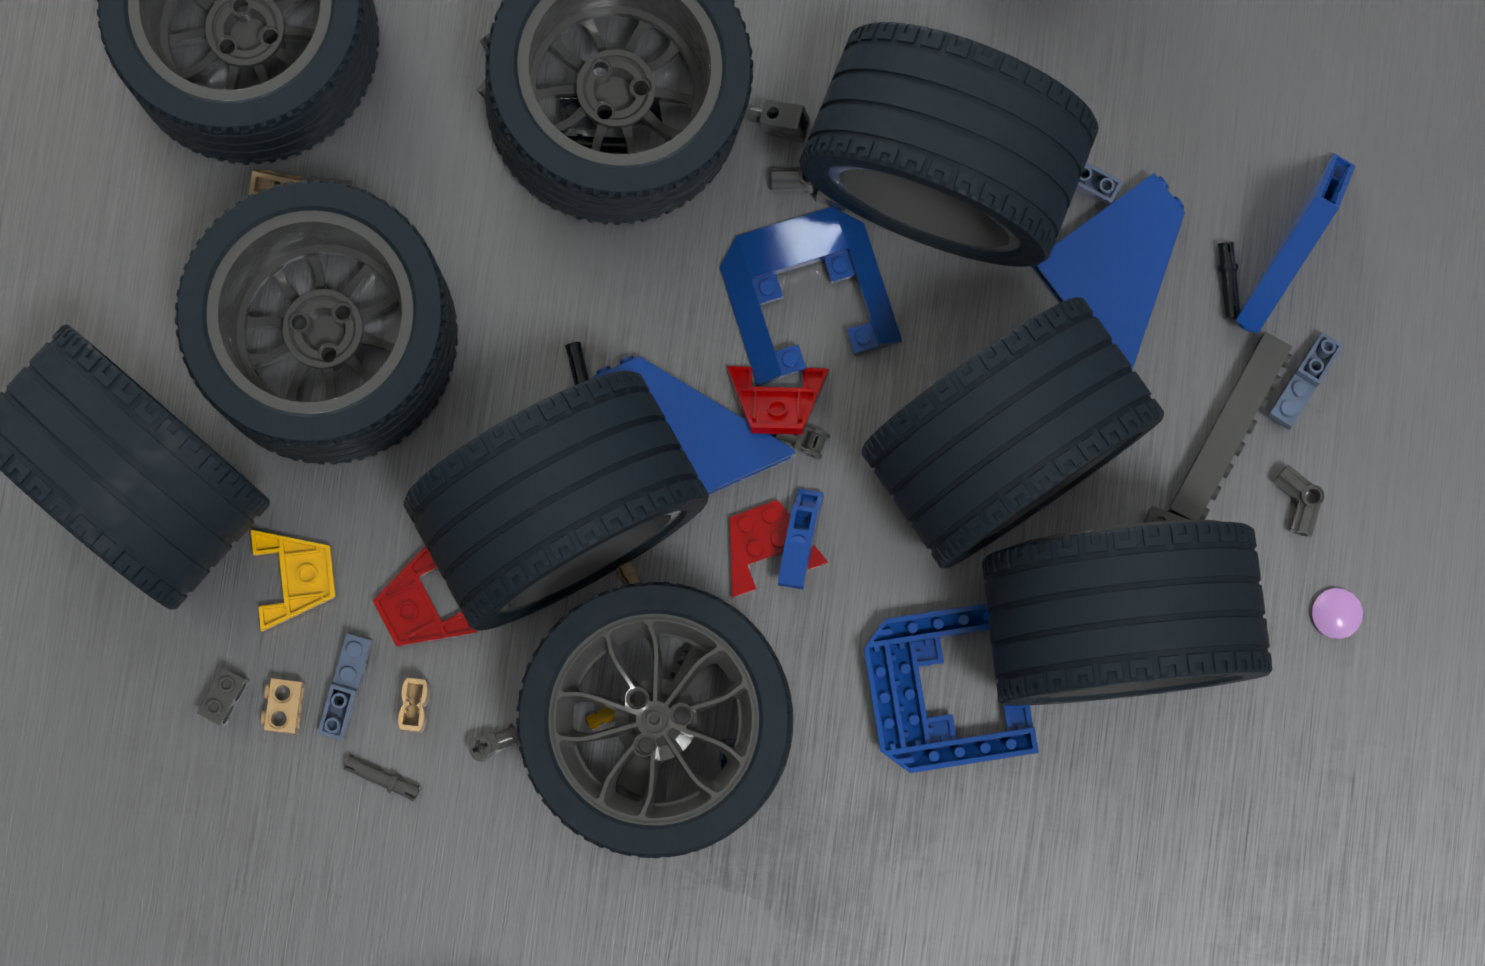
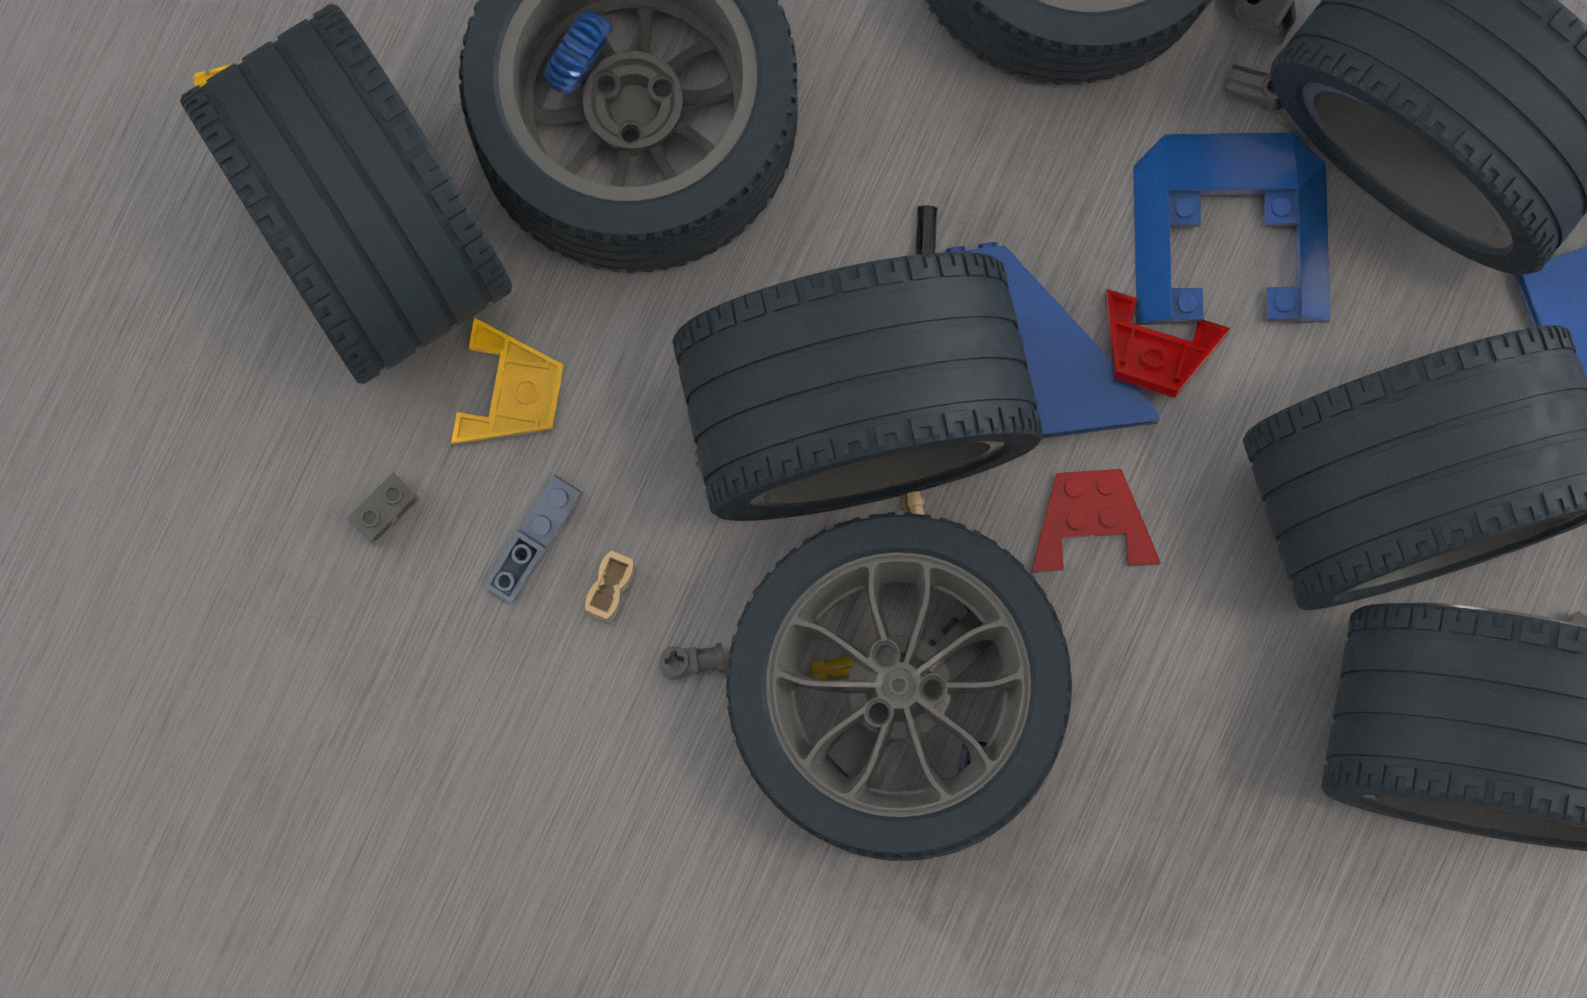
camera: 20 degrees right, 0 degrees up
(268, 304) = (577, 52): none -> blue gear
(291, 707) = (460, 544): tan brick -> none
(390, 781) = (556, 672): dark grey pin -> none
(409, 610) = (637, 472): red wing -> none
(800, 538) = (1135, 524): blue slope -> none
(806, 441) = (1175, 408): dark grey connector -> none
(898, 699) = (1197, 754): blue slope -> none

